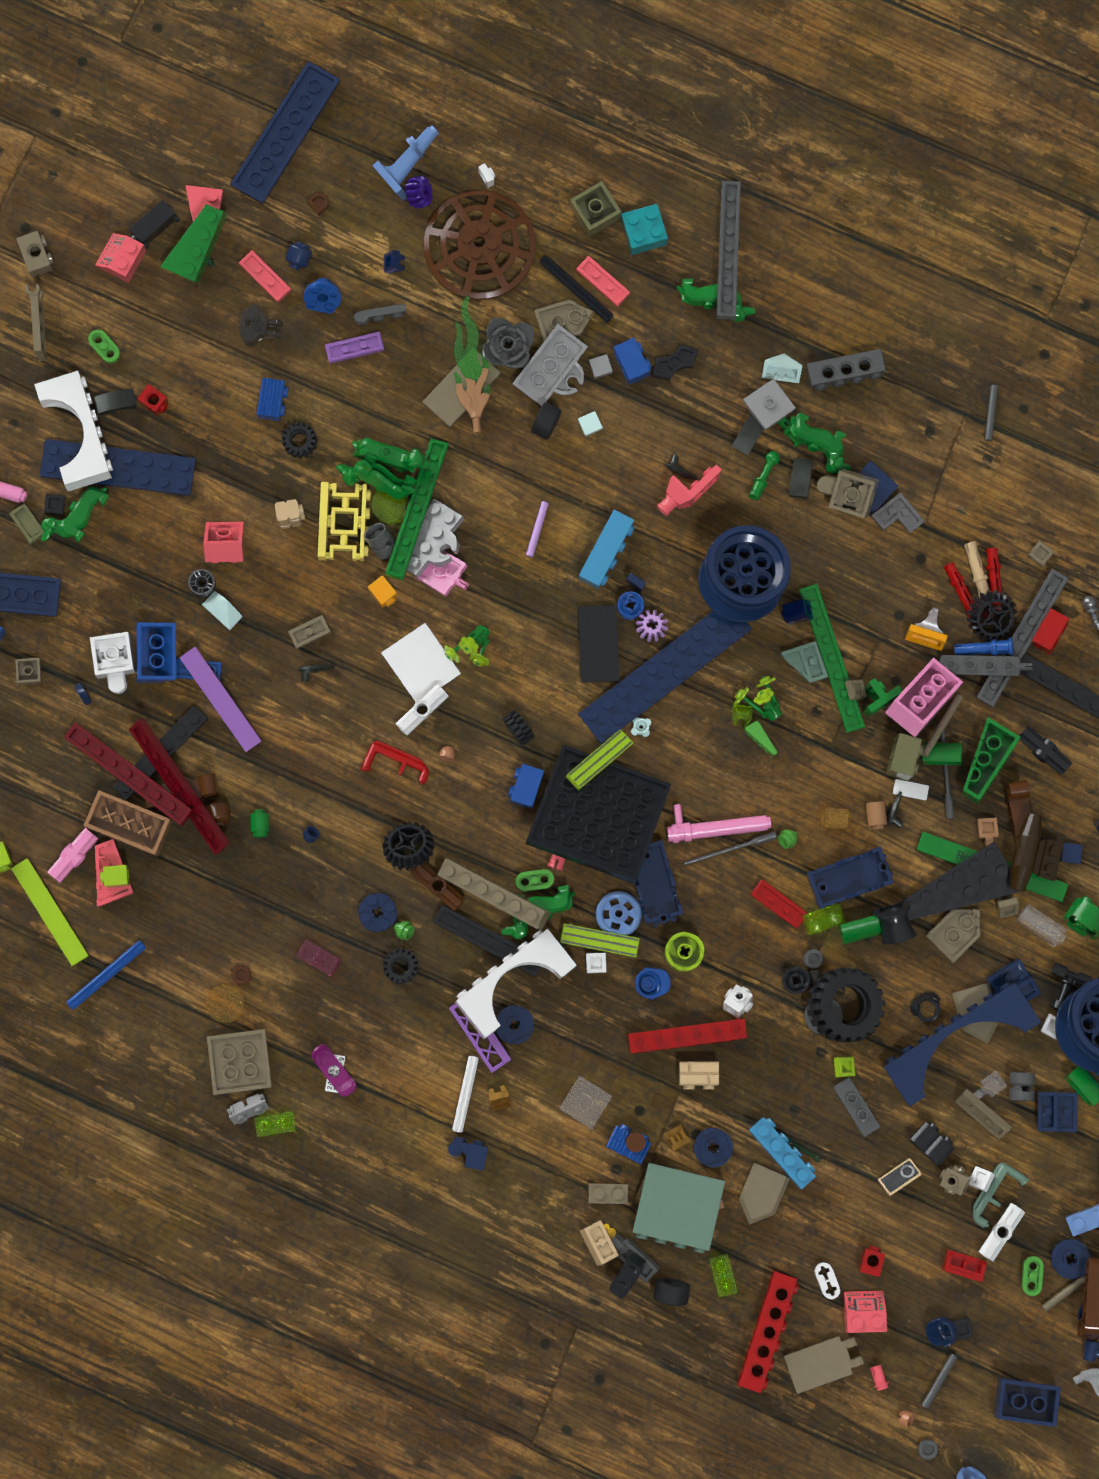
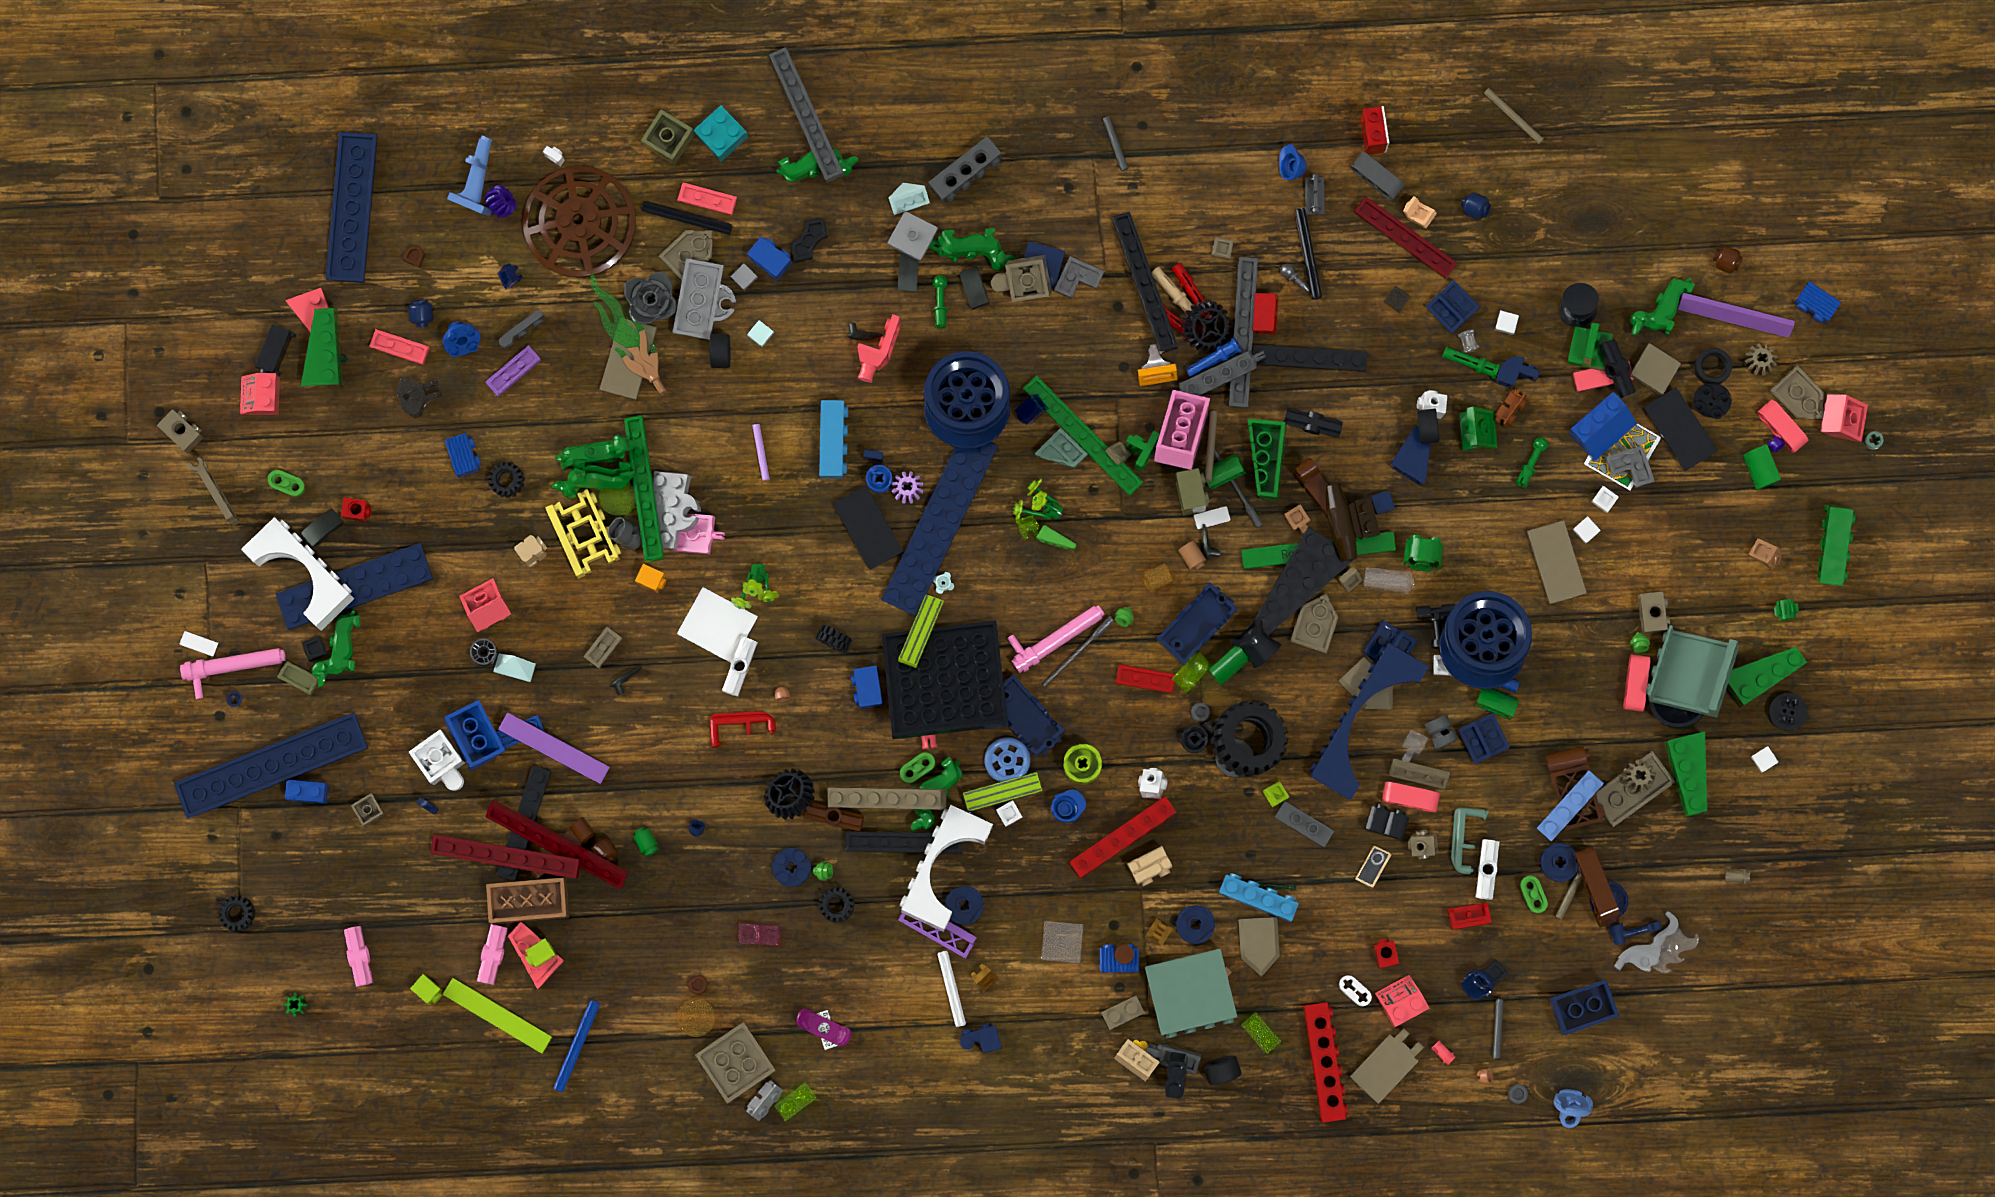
camera: 15 degrees left, 0 degrees up
(930, 997) = (1312, 708): black piece -> none
(955, 549) = (1144, 282): none -> black tile
(965, 1131) = (1410, 797): none -> coral beam
(981, 1179) = (1446, 832): white plate -> none

